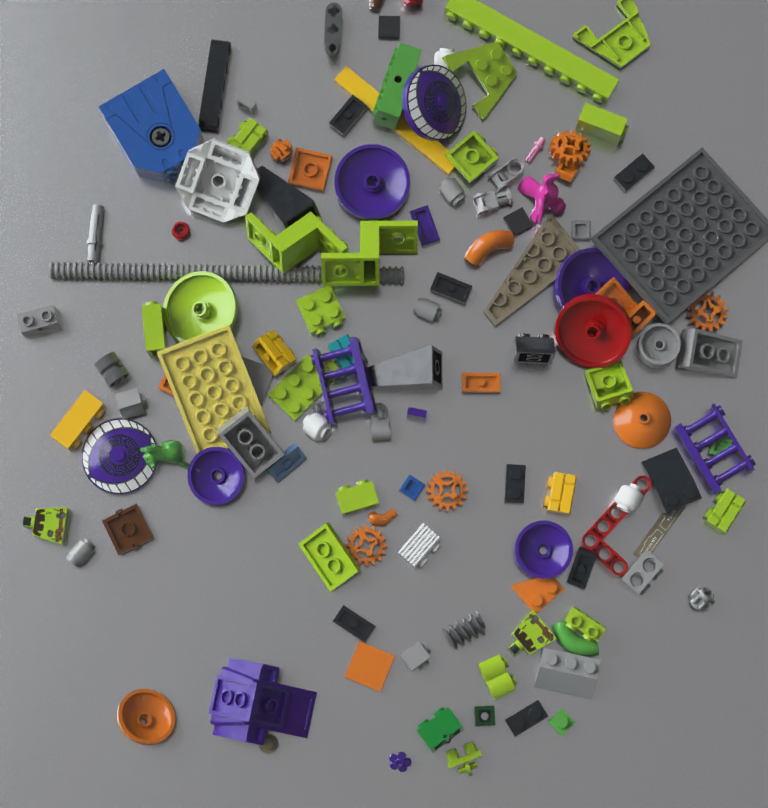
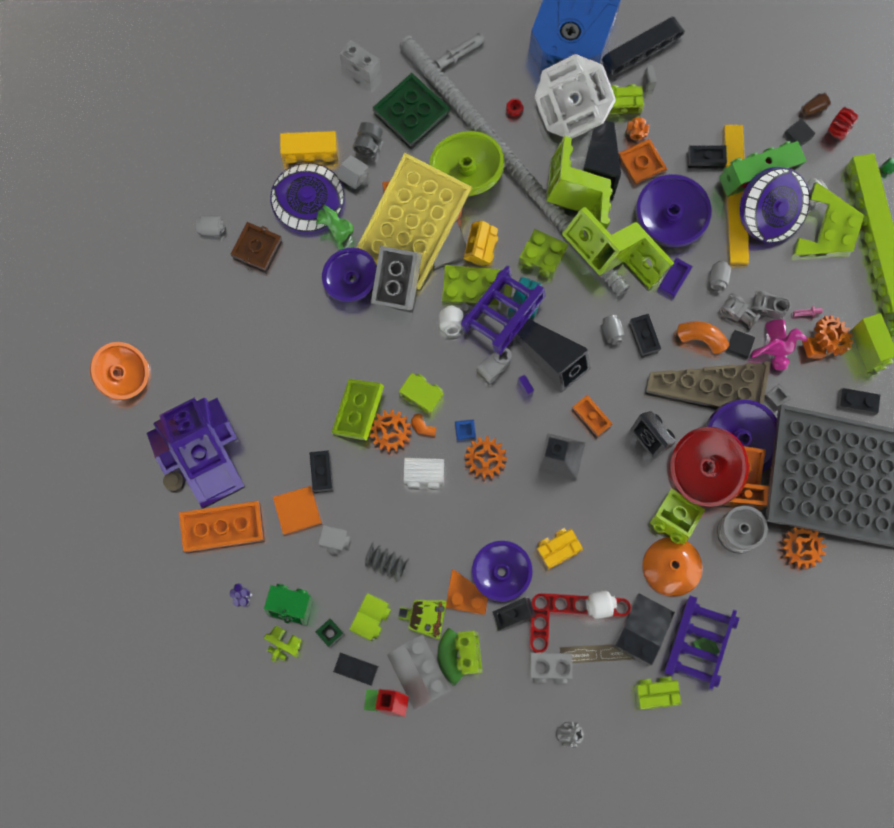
camera: 45 degrees right, 5 degrees down
(49, 524) = (214, 187): torso -> none
(113, 313) = (411, 109): none -> dark green plate
(154, 328) = (424, 140): lime brick -> none
(291, 459) = (404, 319): medium blue plate -> none
(330, 20) = (765, 85): dark grey beam -> none
(335, 734) = (221, 526): none -> orange plate
(472, 156) = (760, 268): lime plate -> none
(492, 431) = (562, 456): none -> black slope
(515, 484) = (535, 507): black plate -> none
(574, 711) = (391, 702): none -> red brick
(709, 353) = (773, 575): light grey slope -> none

